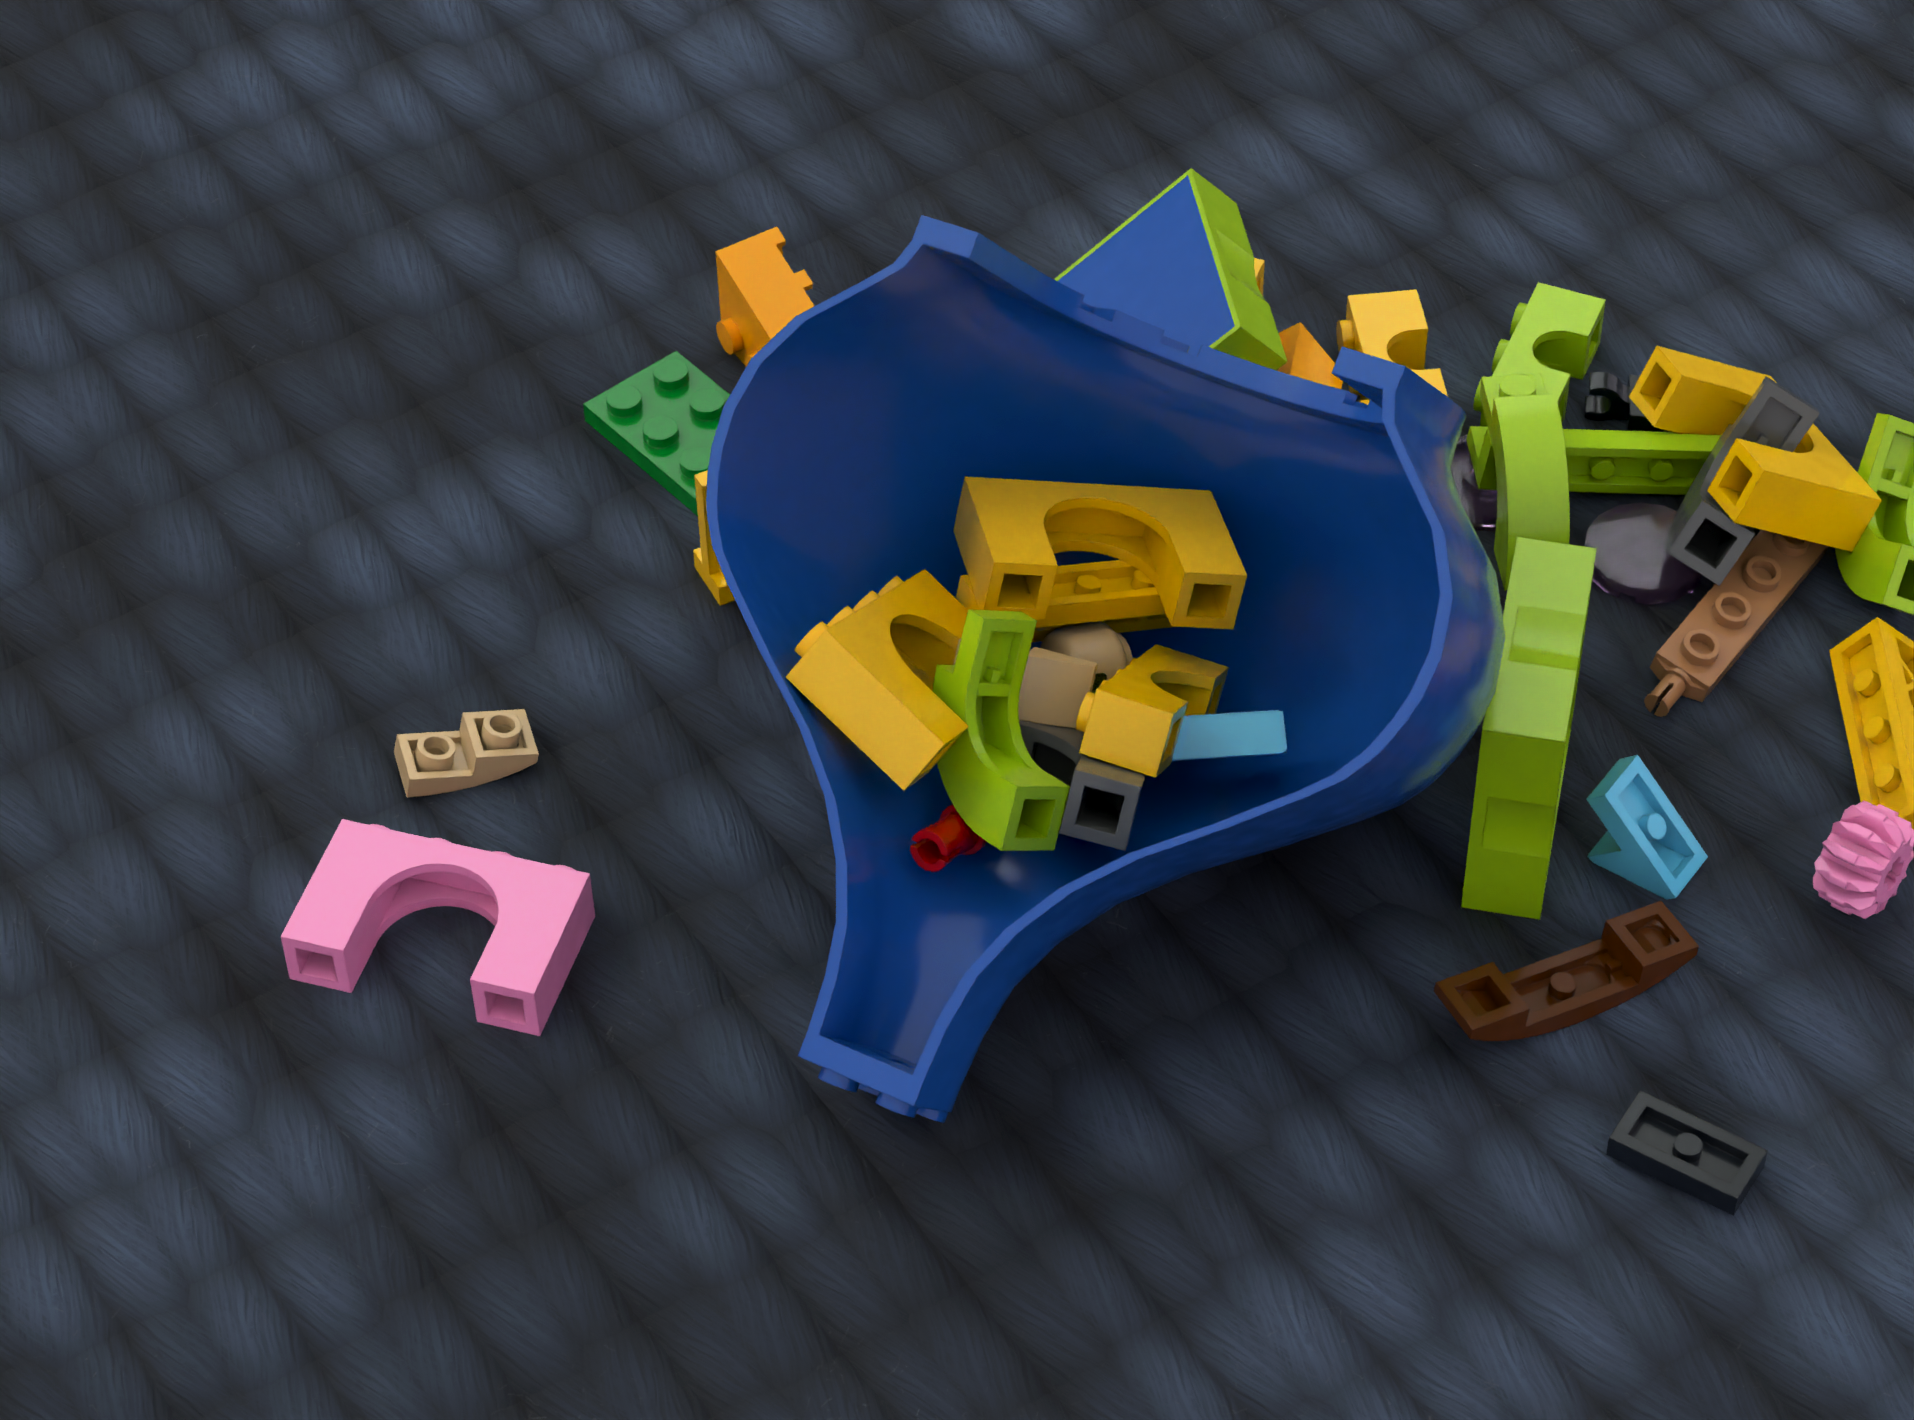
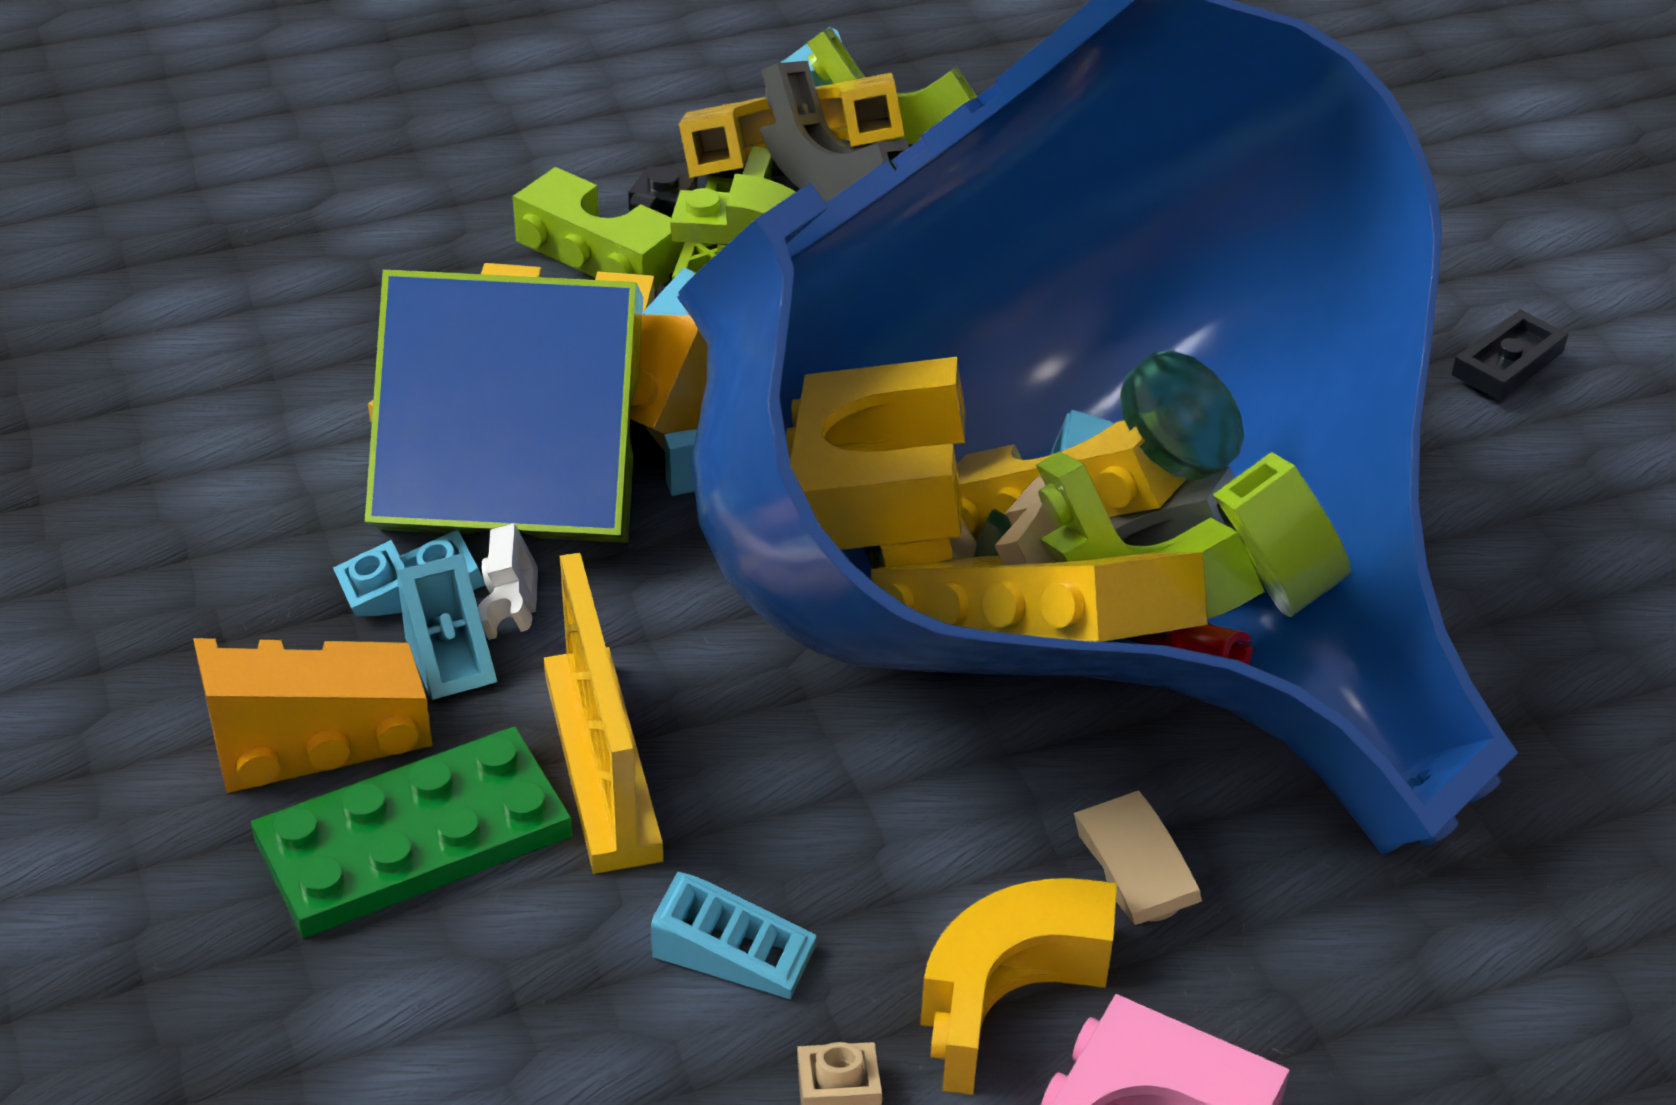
camera: 80 degrees left, 5 degrees down
(632, 802) = (1007, 941): none -> yellow arch
(639, 615) = (713, 907): none -> medium azure slope
(770, 893) = (1138, 857): none -> tan slope
(973, 808) = (1285, 533): none -> lime arch
(1159, 718) = (1182, 415): none -> tile

